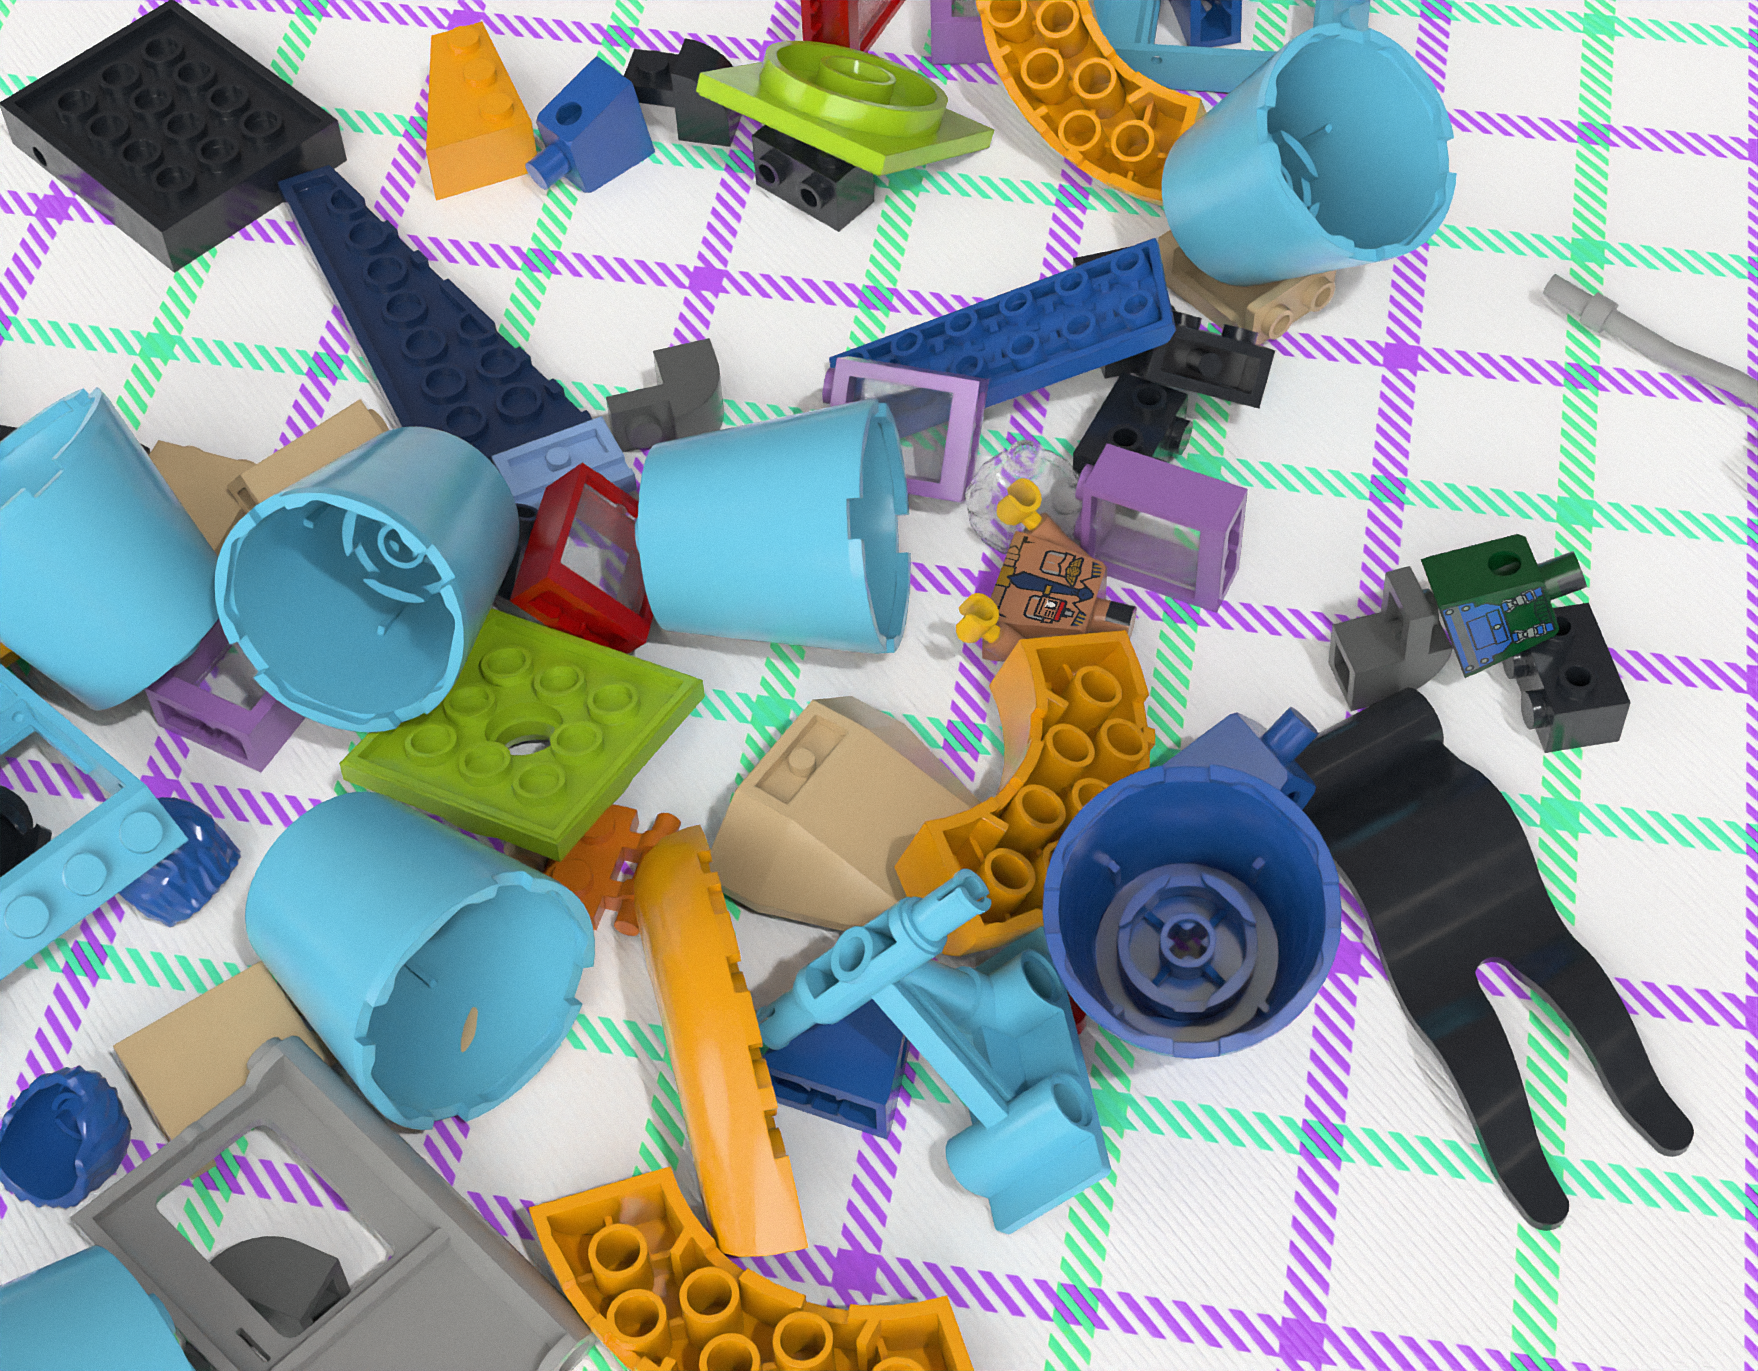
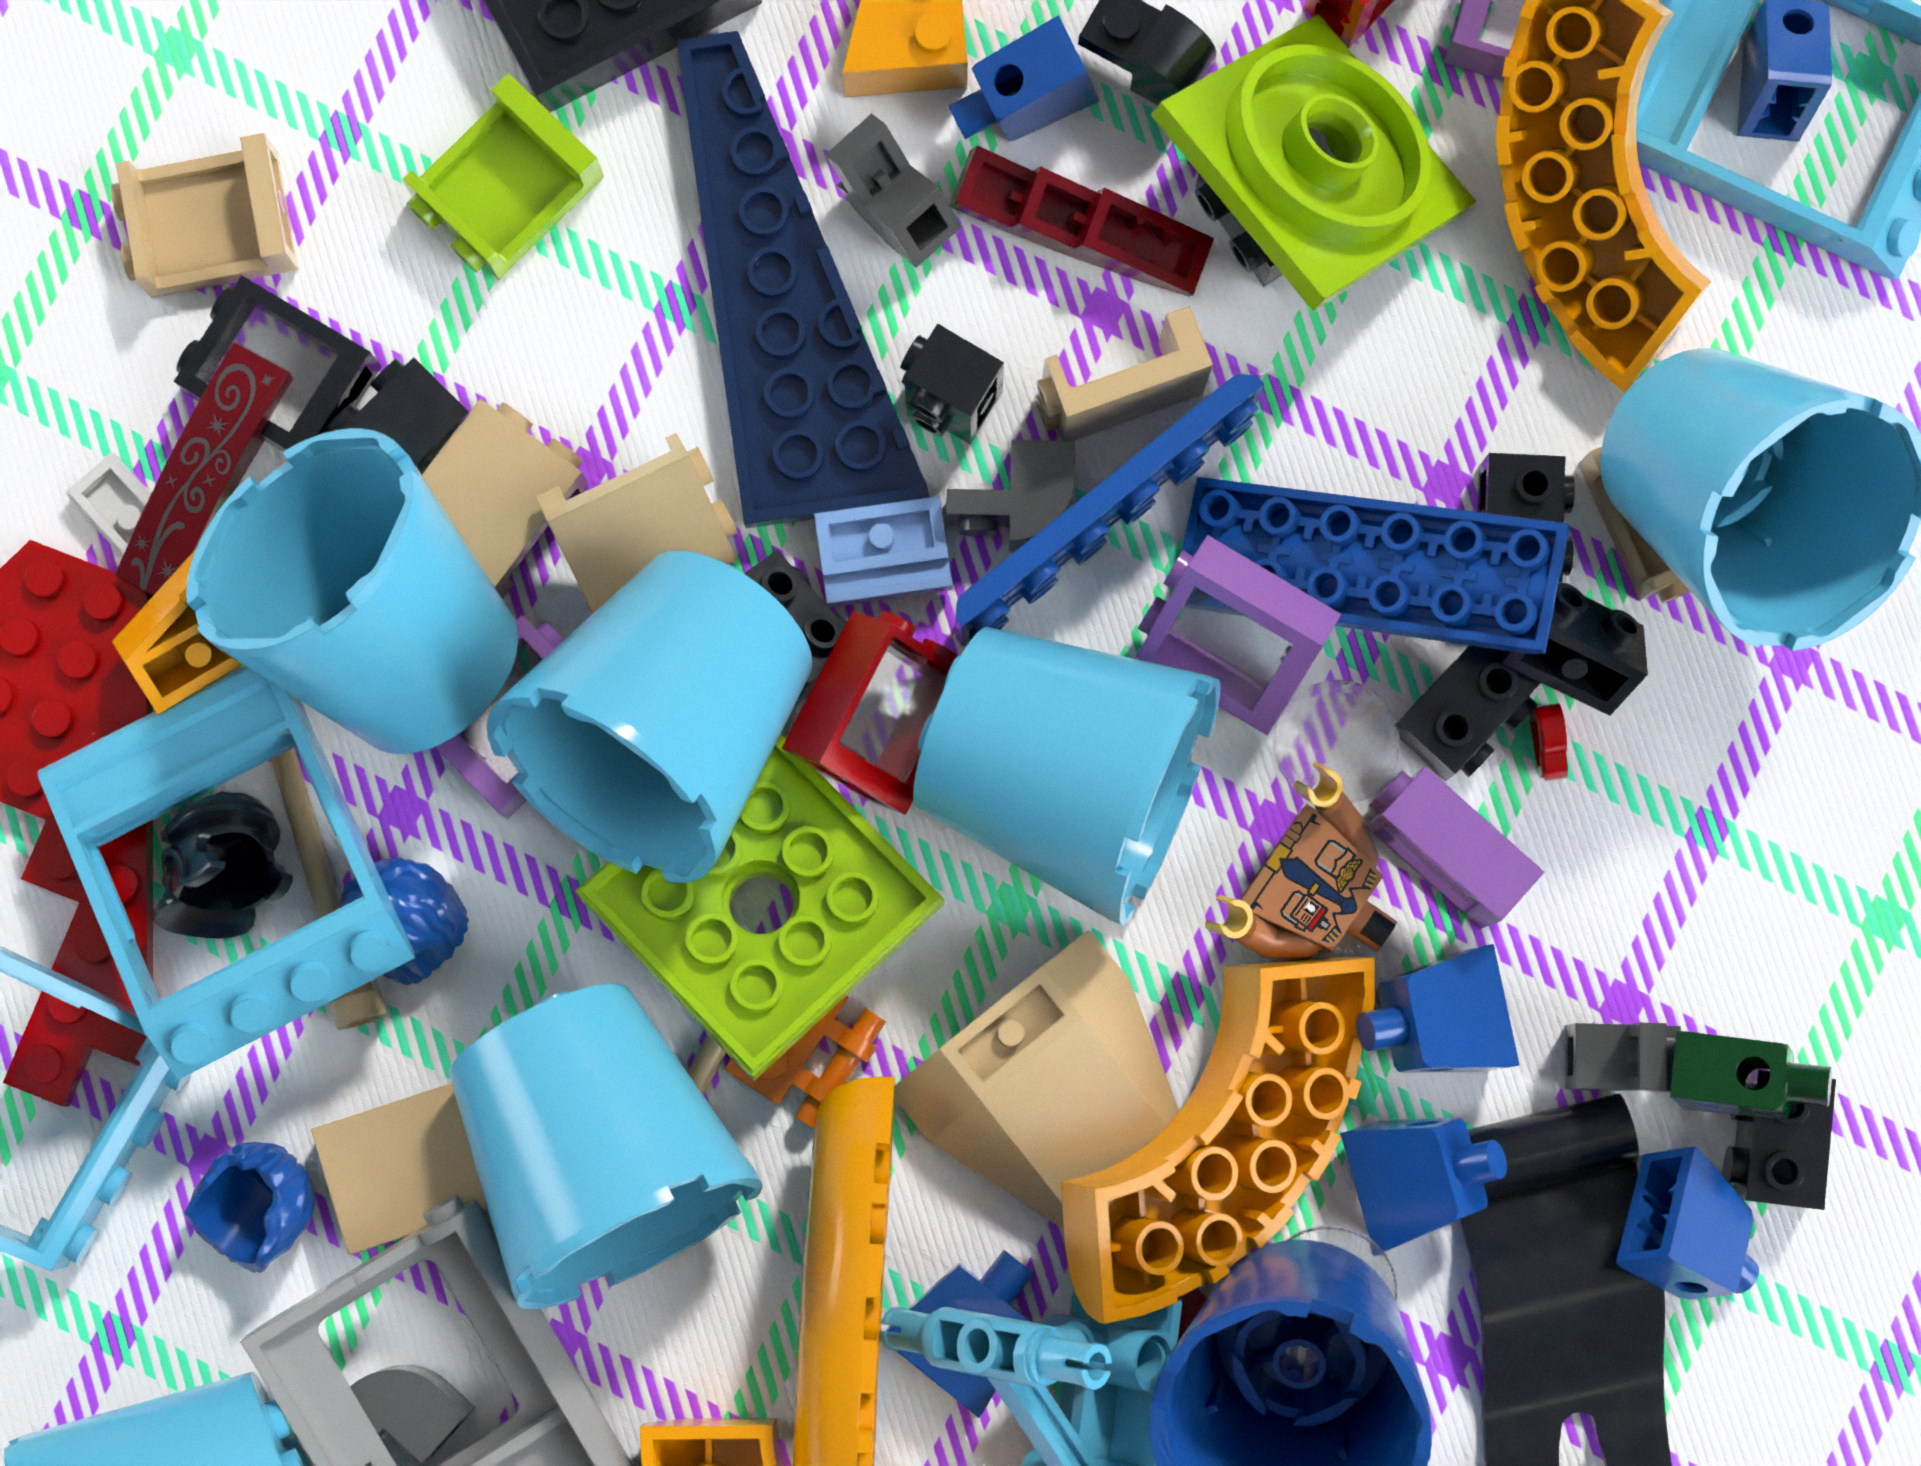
camera: 15 degrees right, 30 degrees up
(138, 946) = (363, 1003): none -> tan piece
(151, 308) = (504, 181): none -> lime panel
(490, 236) = (891, 193): none -> dark grey brick
(587, 326) = (950, 384): none -> black brick
(686, 220) = (1082, 222): none -> dark red slope
(745, 290) = (1131, 392): none -> tan panel
(770, 348) = (1122, 495): none -> blue plate
(1212, 662) = (1444, 1016): none -> blue torso
(1213, 445) = (1549, 741): none -> red tile
(1515, 754) = (1687, 1228): none -> blue torso

